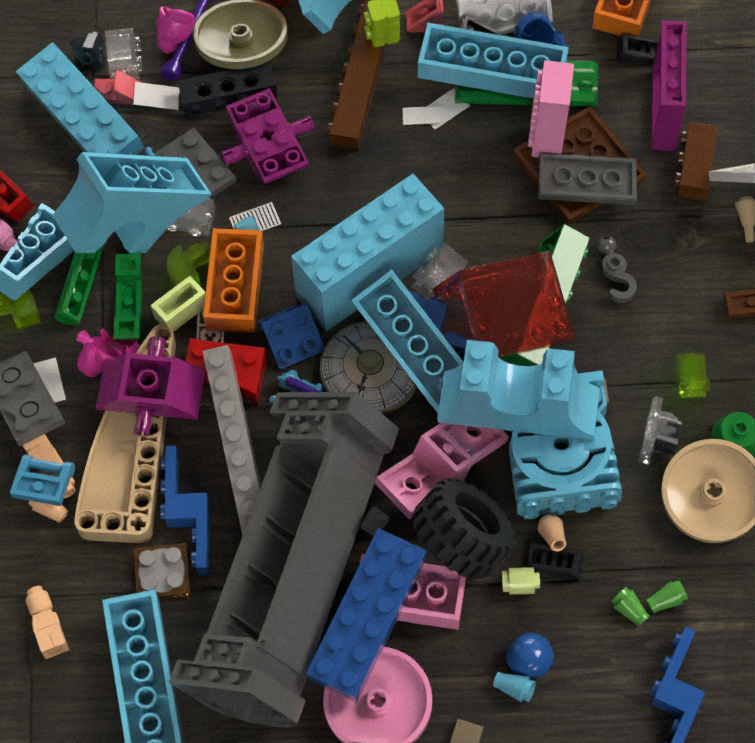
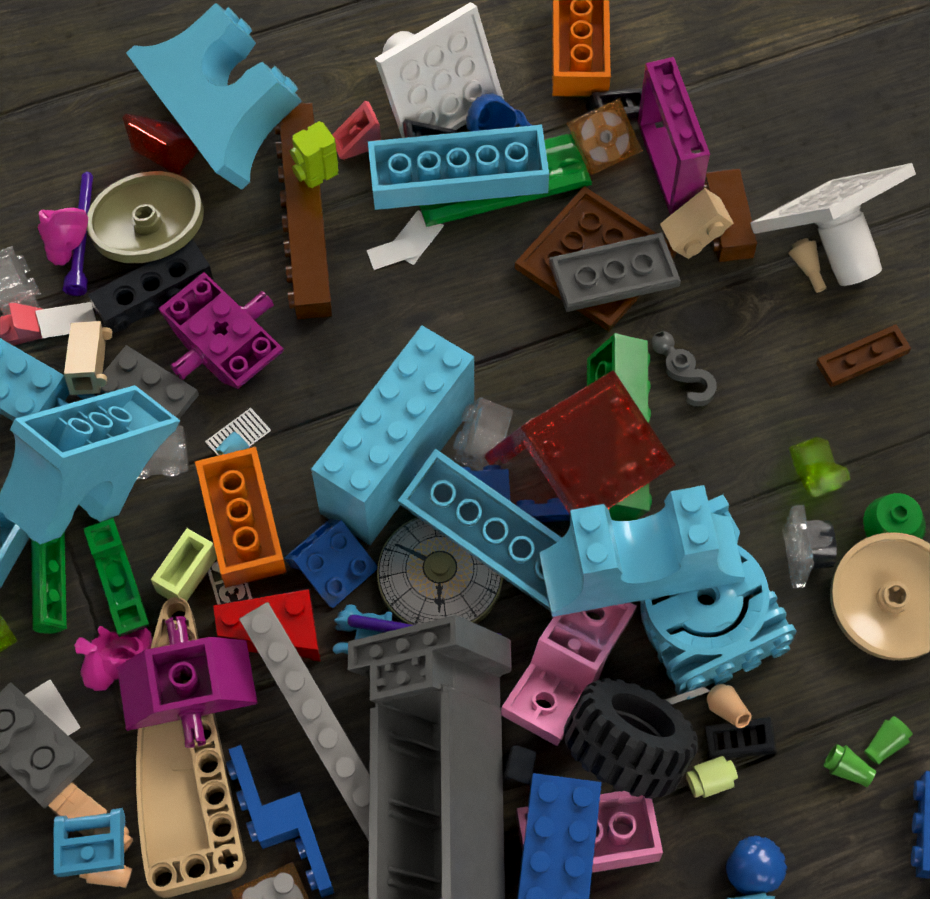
camera: 20 degrees left, 0 degrees up
(160, 127) = (86, 357): none -> tan brick
(183, 264) = (170, 516): clear neon green brick -> none
(520, 514) = (693, 693): none -> white sticker
(550, 108) = (551, 201): bright pink brick -> none
(619, 71) = (604, 136): none -> clear orange piece
(666, 159) = (696, 223): none -> tan brick

